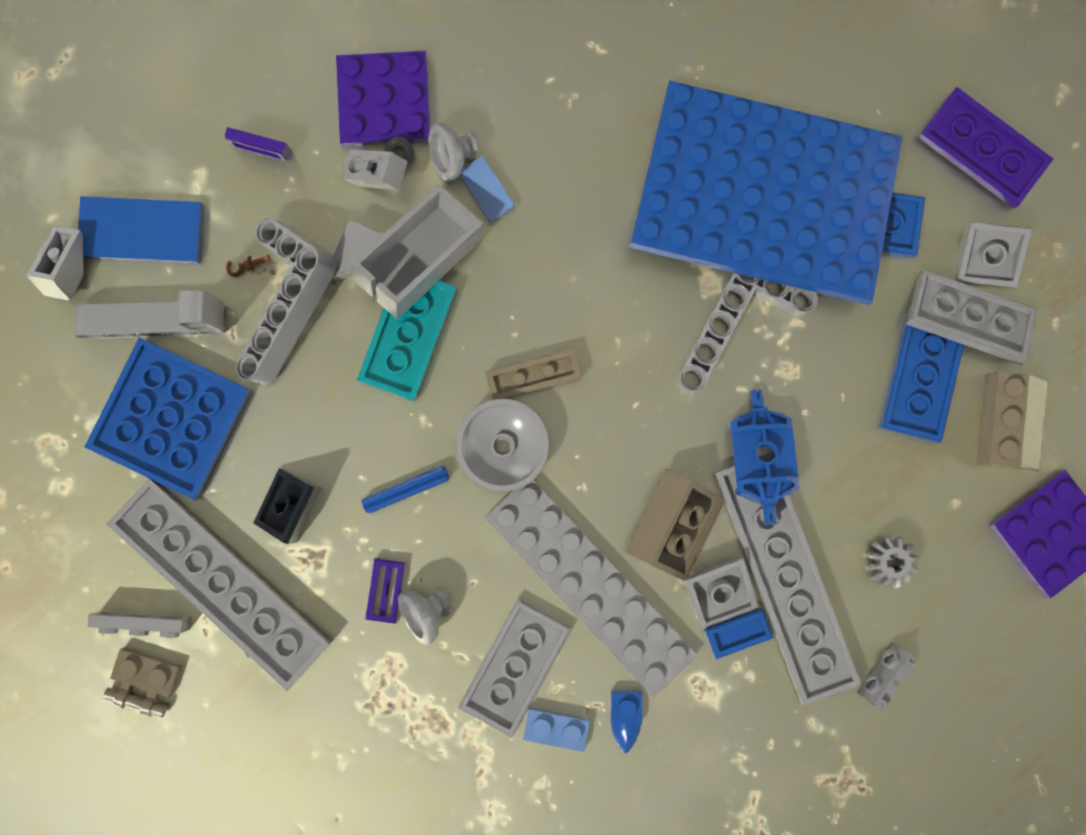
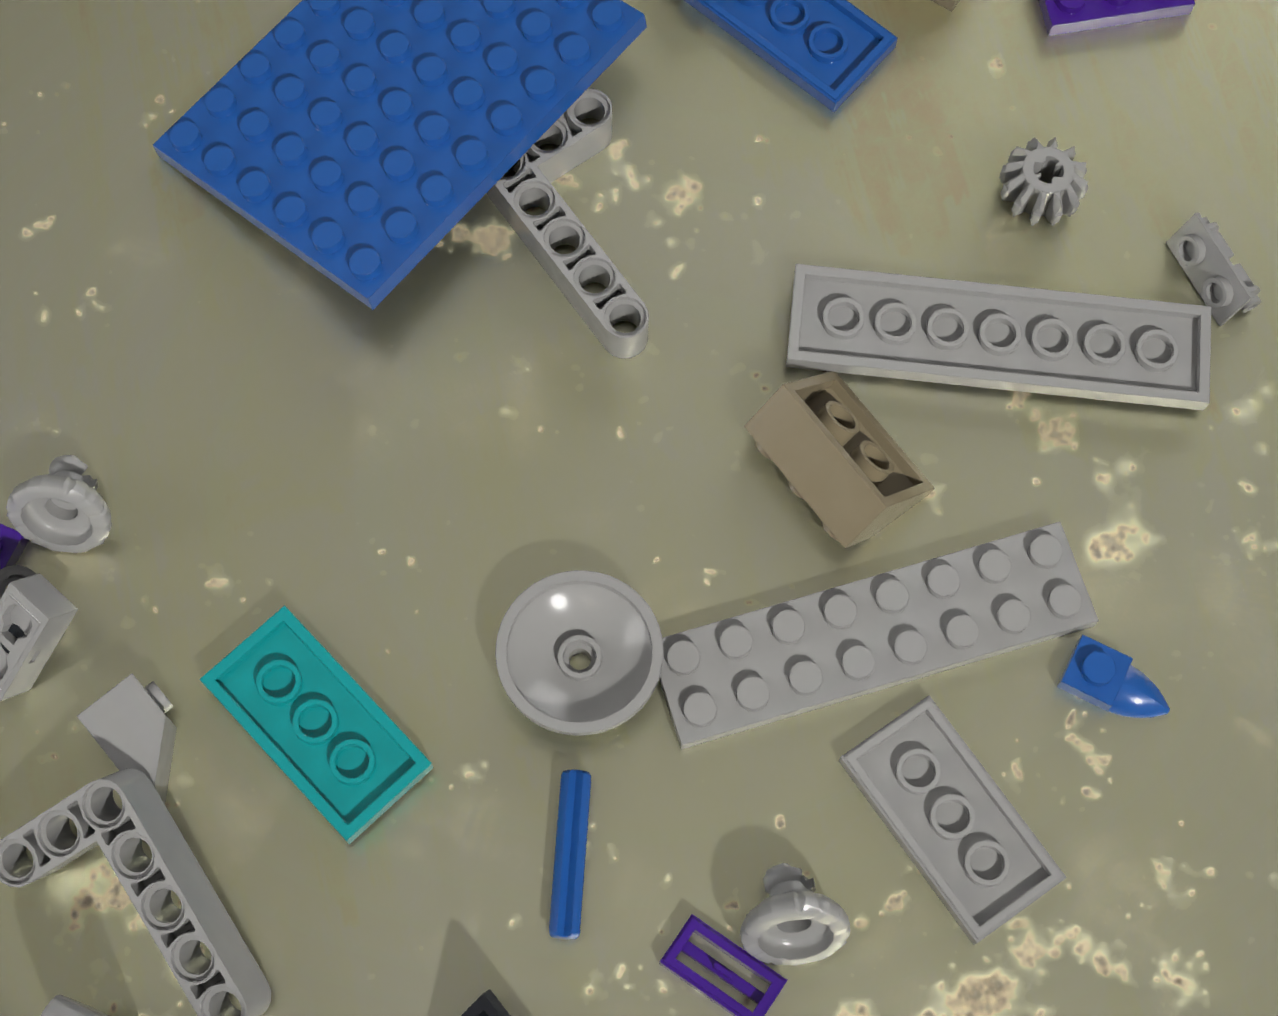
camera: 65 degrees left, 15 degrees down
(248, 263) = (47, 933): dark orange hand -> none
(417, 251) = (193, 629): light grey piece -> none
(486, 189) = (157, 488): medium blue tile -> none
(534, 375) = (491, 556): dark tan plate -> none
(556, 729) = (1083, 800): medium blue plate -> none
(721, 593) = (977, 442): light grey slope -> none
(738, 633) = (1052, 449): blue tile -> none
(761, 480) = (827, 299): blue plate -> none

